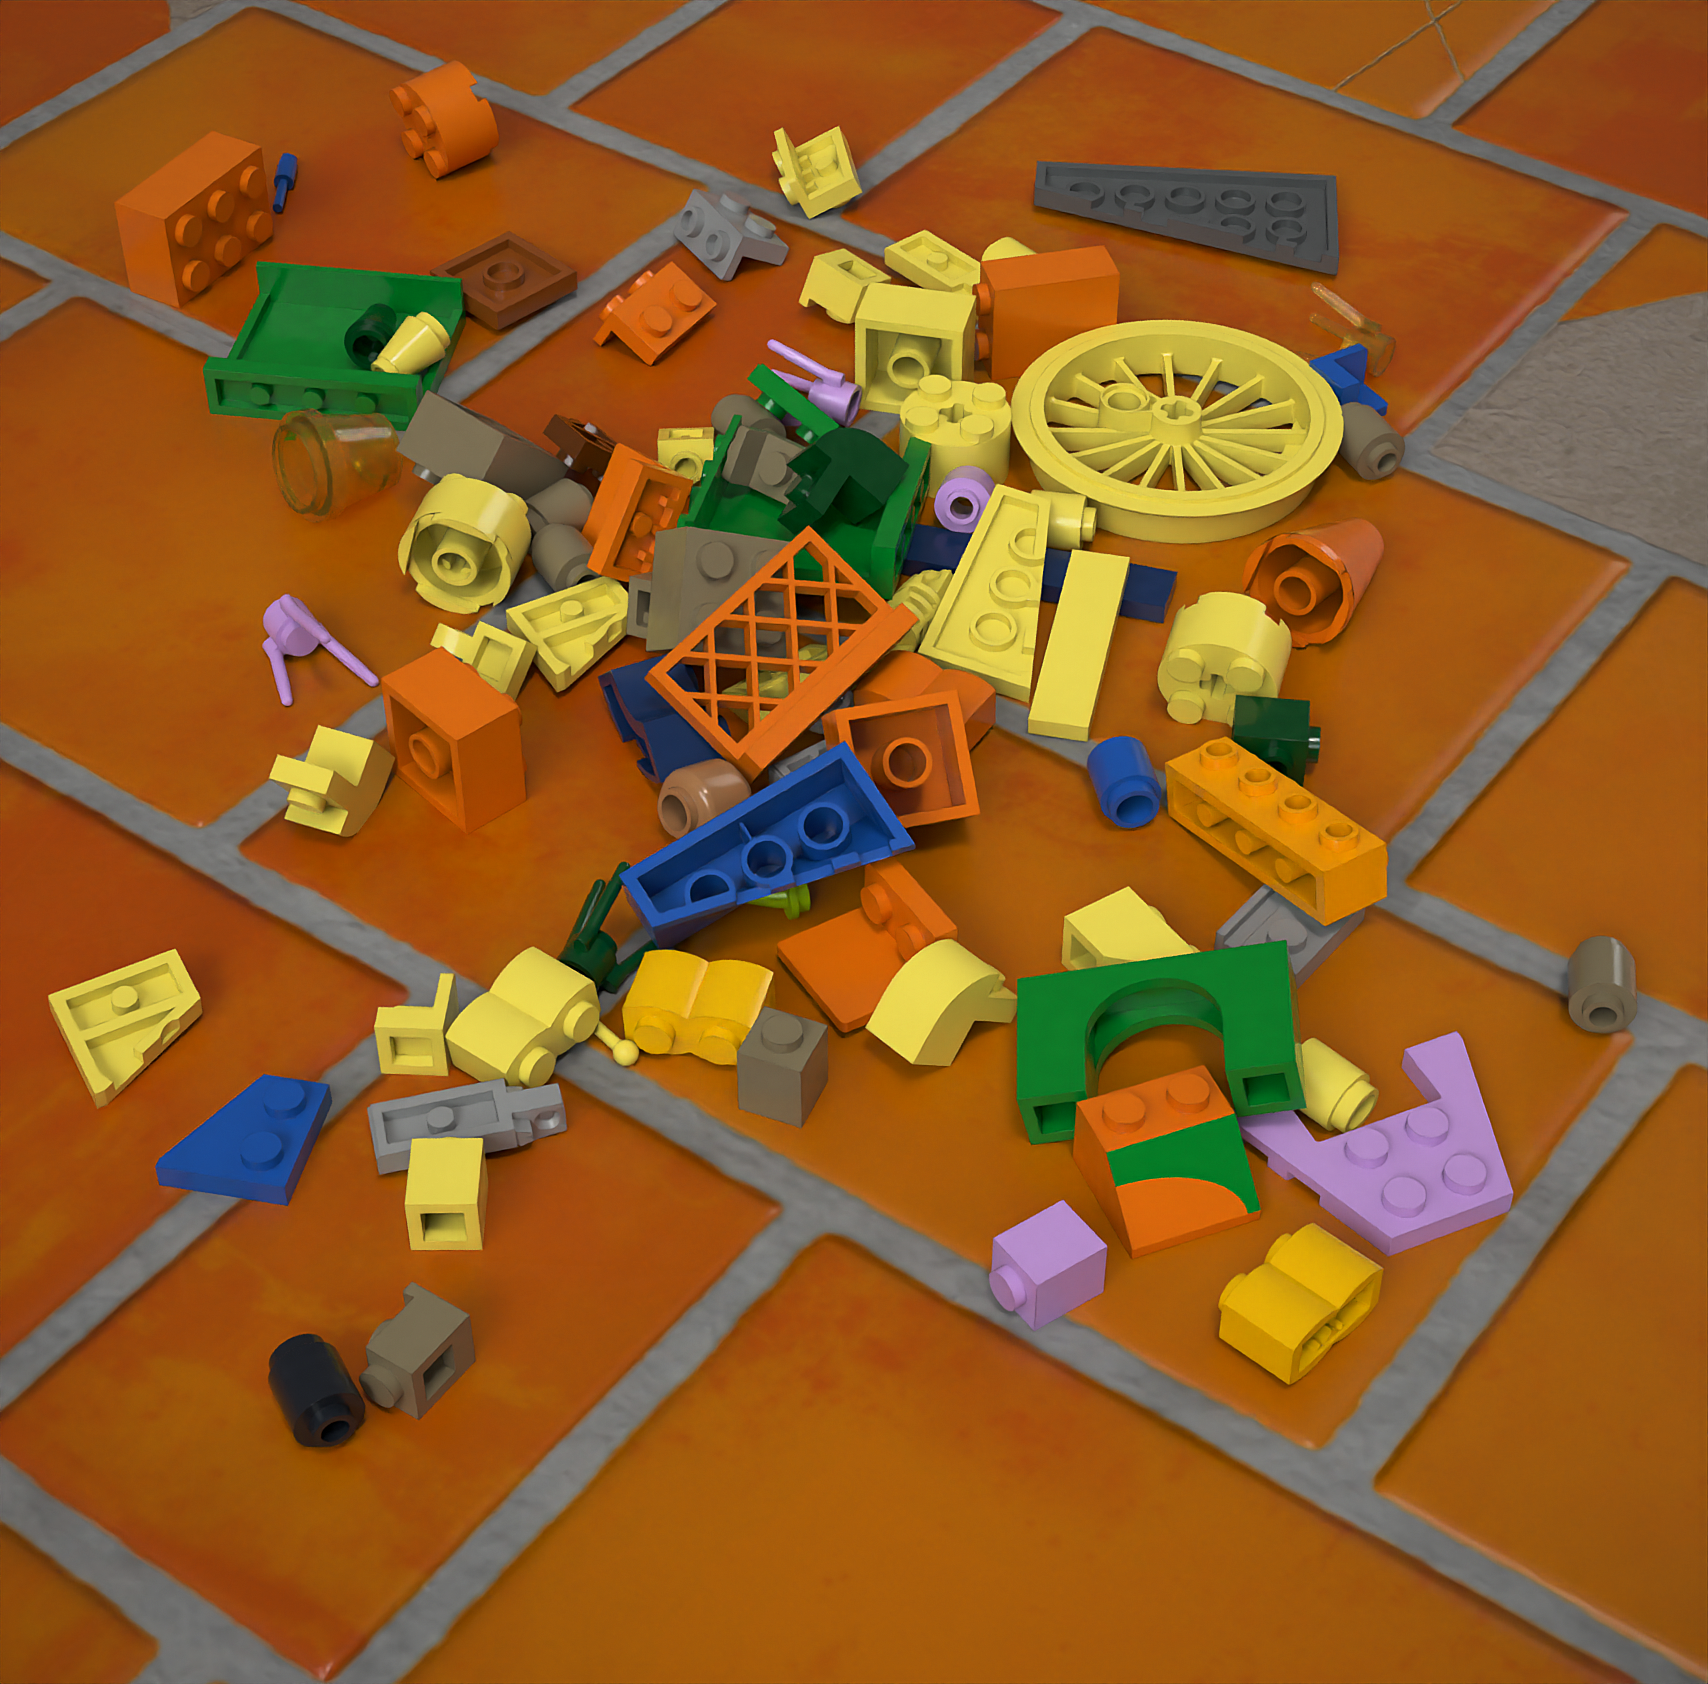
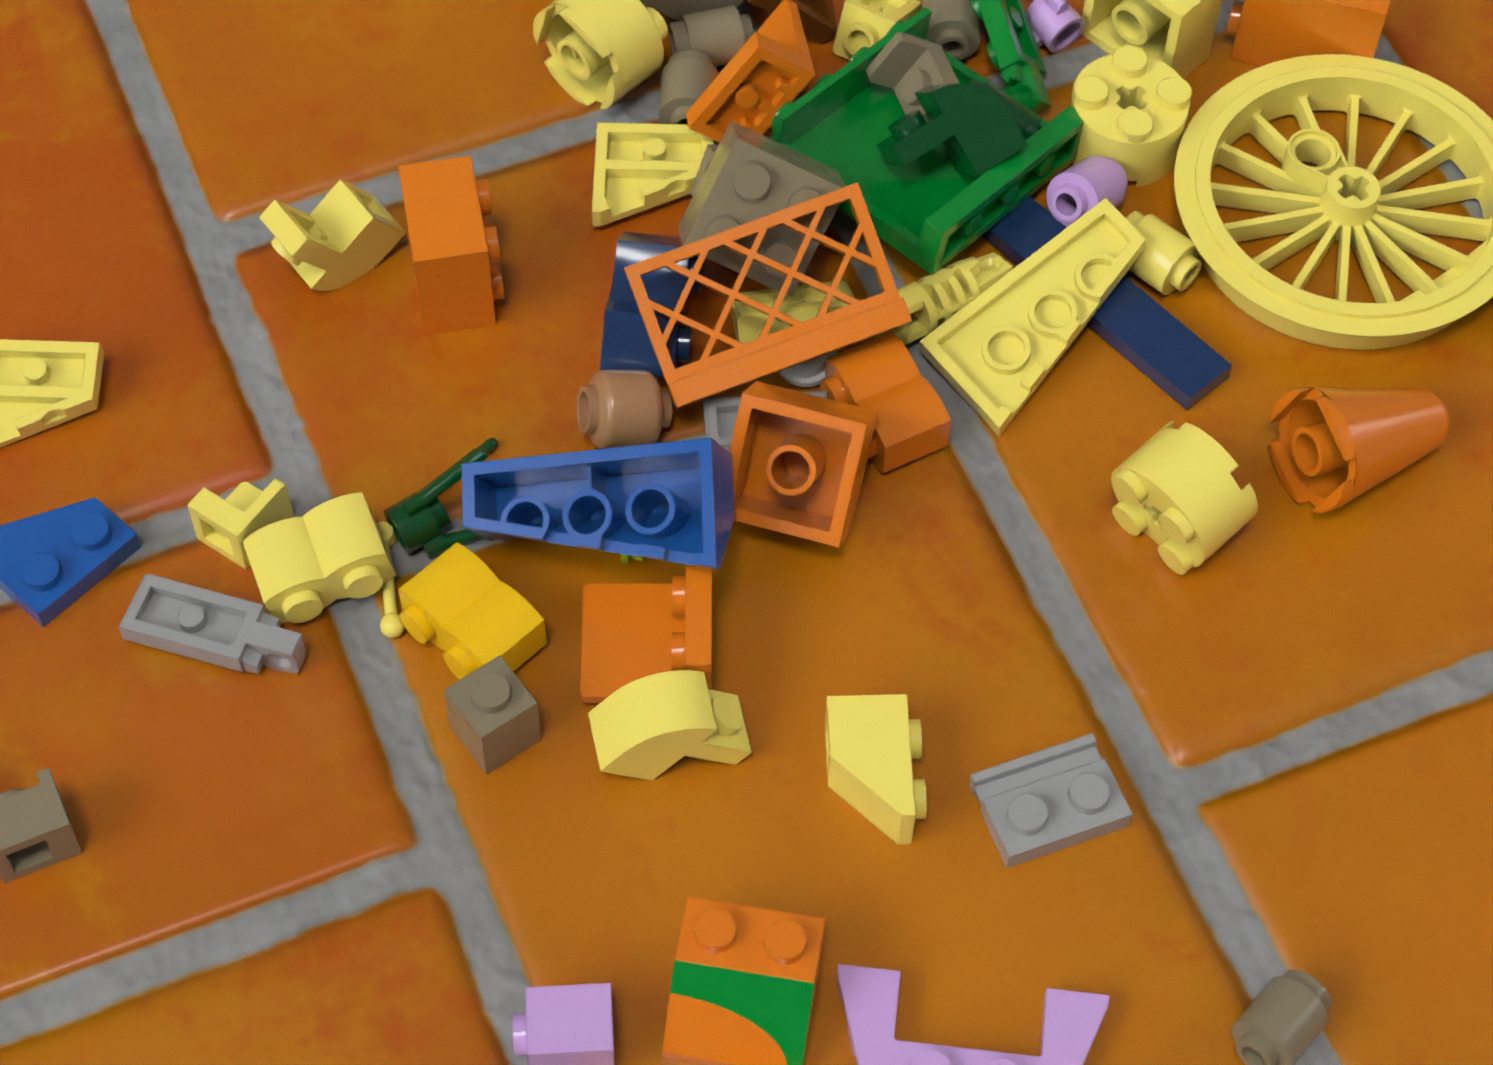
camera: 30 degrees right, 15 degrees up
(297, 633) = (414, 63): lavender plant -> none
(446, 1194) = (150, 689): light yellow brick -> none
(494, 653) = (554, 164): light yellow plate -> none
(1079, 646) = (1077, 402): light yellow tile -> none
(1080, 1016) = (768, 802): green arch -> none
(1124, 781) = (1005, 572): blue brick -> none
(1277, 733) = (1173, 598): dark green brick -> none
(1277, 830) = (1093, 703): light orange brick -> none
(1335, 1089) = (943, 986): light yellow brick -> none

